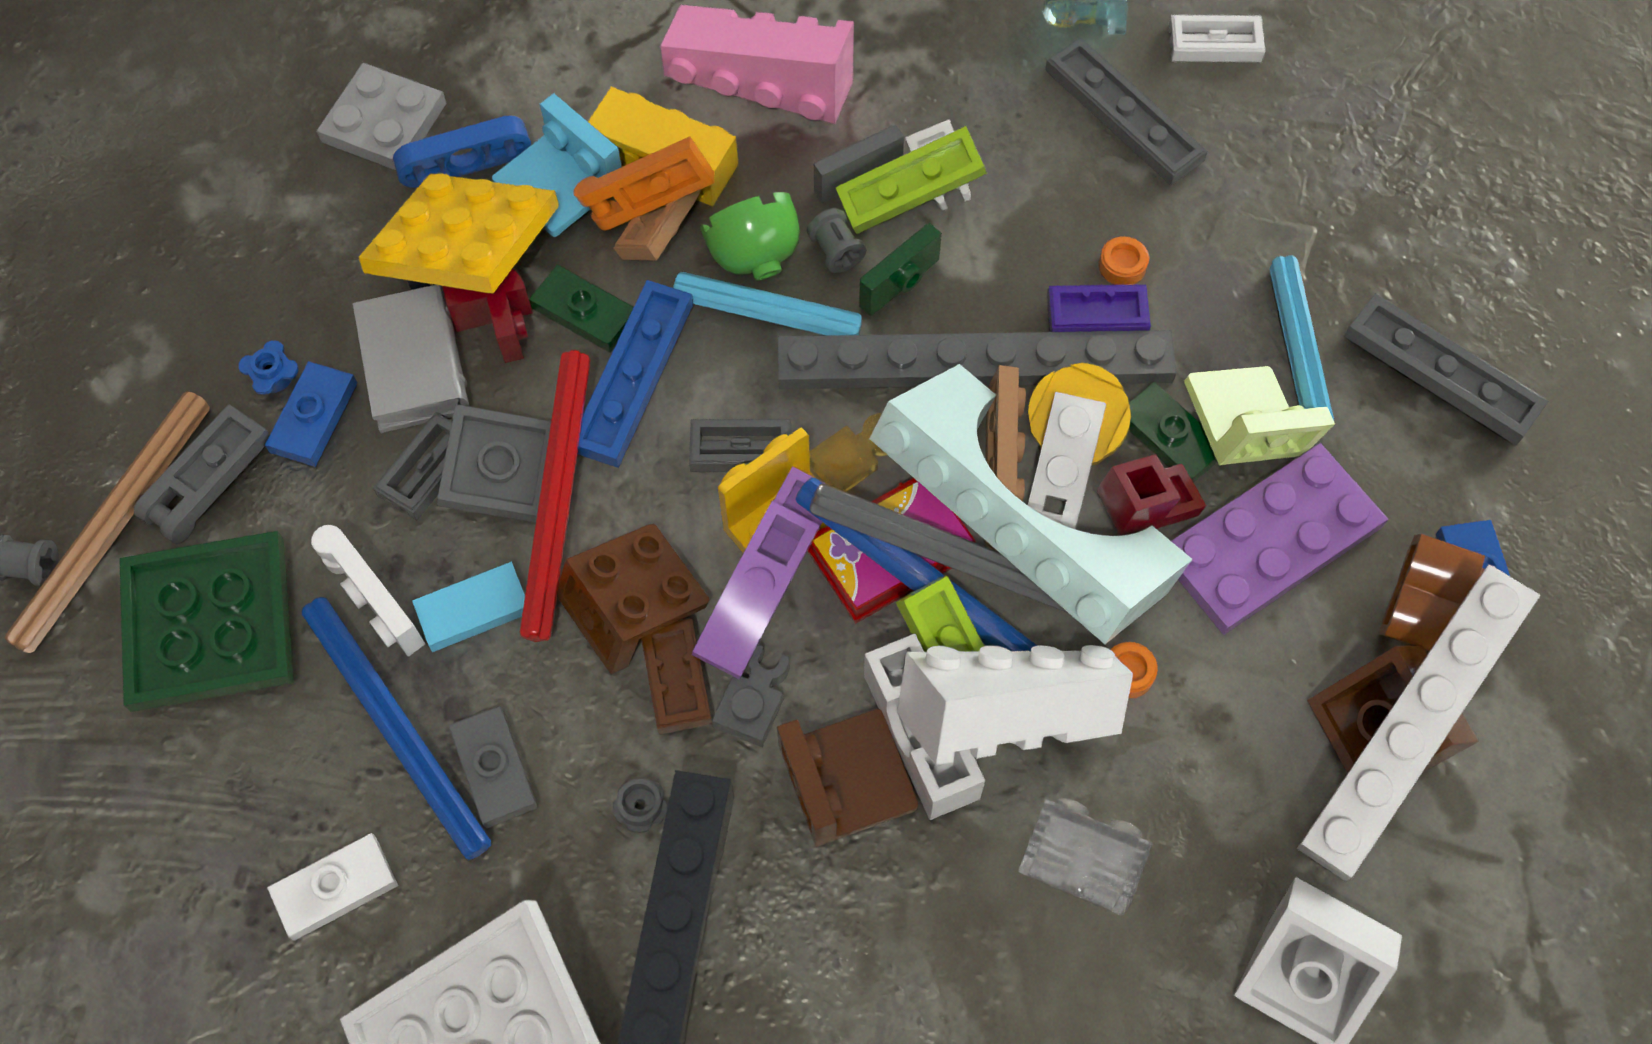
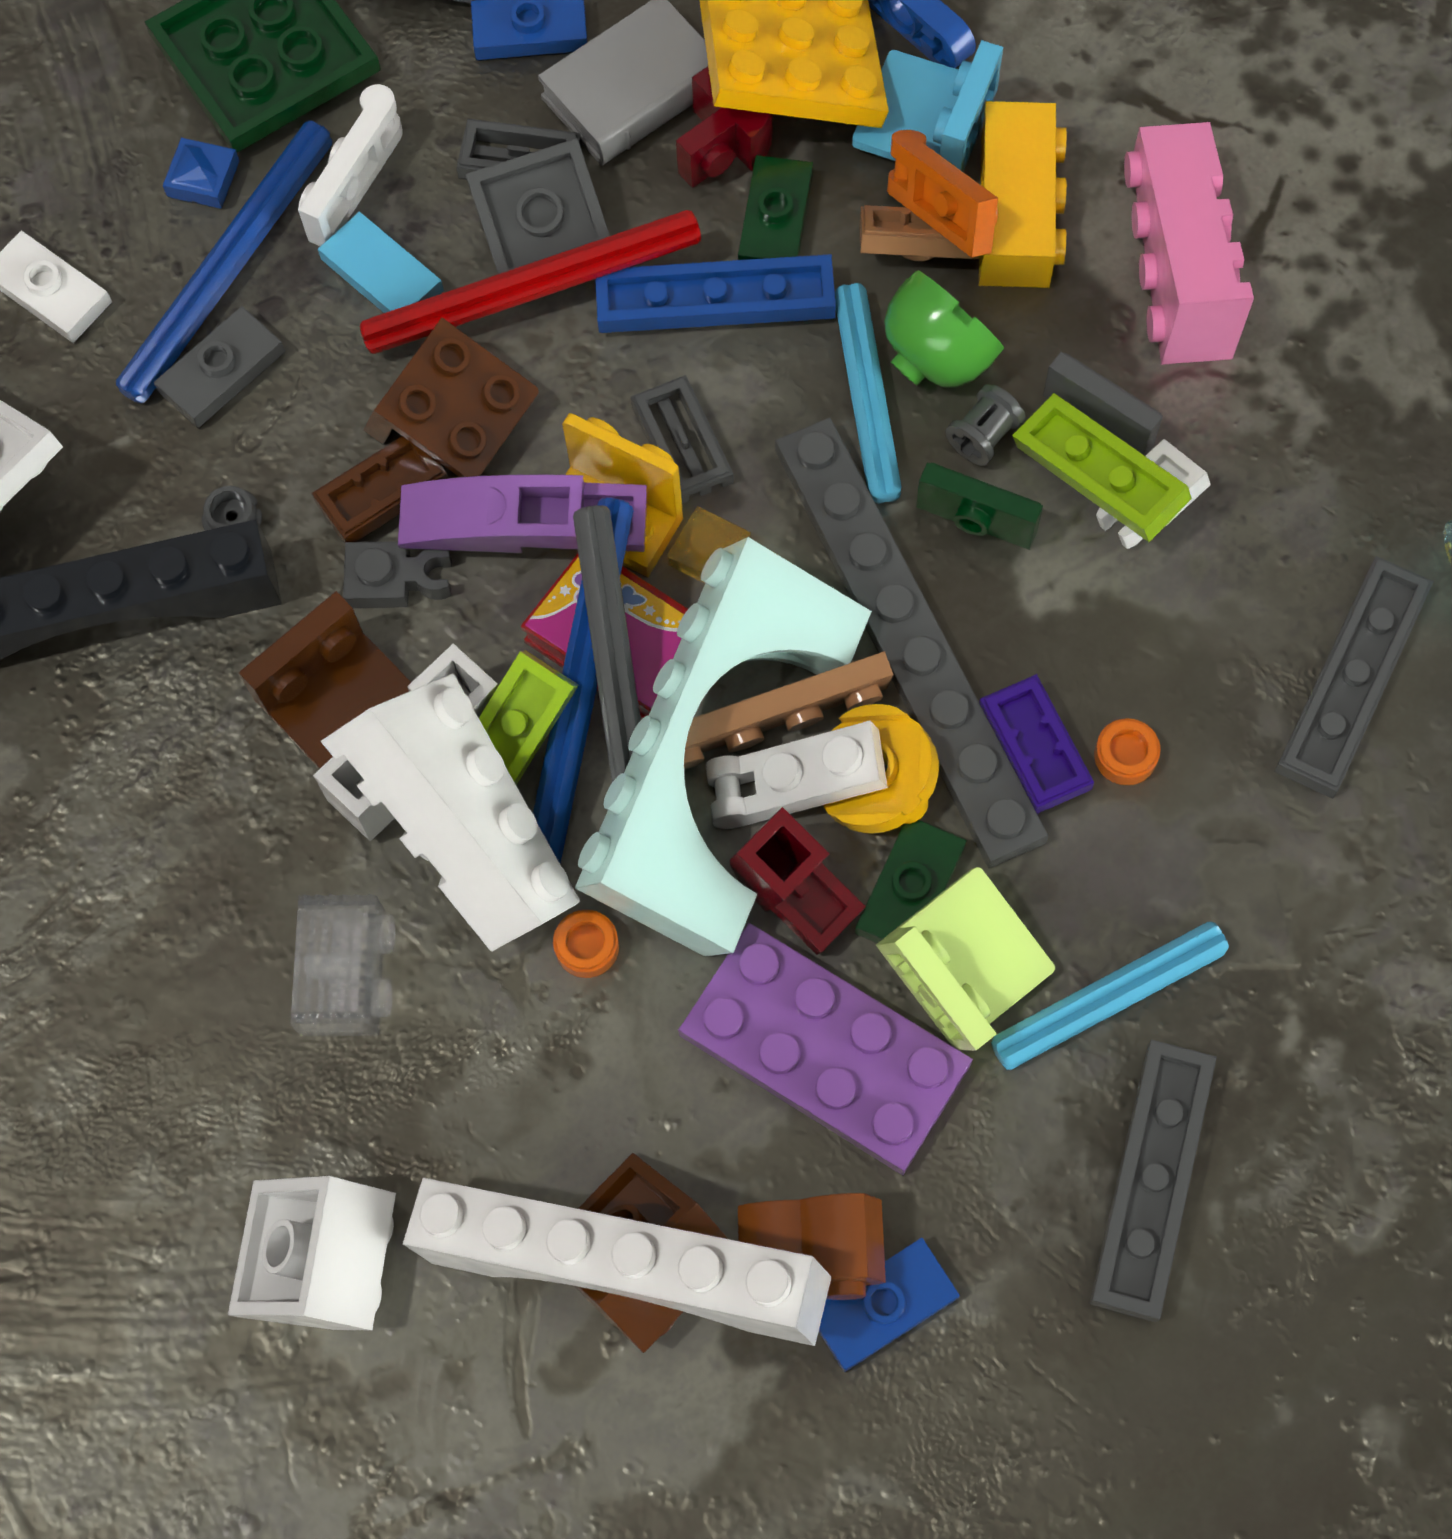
camera: 70 degrees right, 5 degrees up
(296, 716) = (201, 173): none -> blue tile

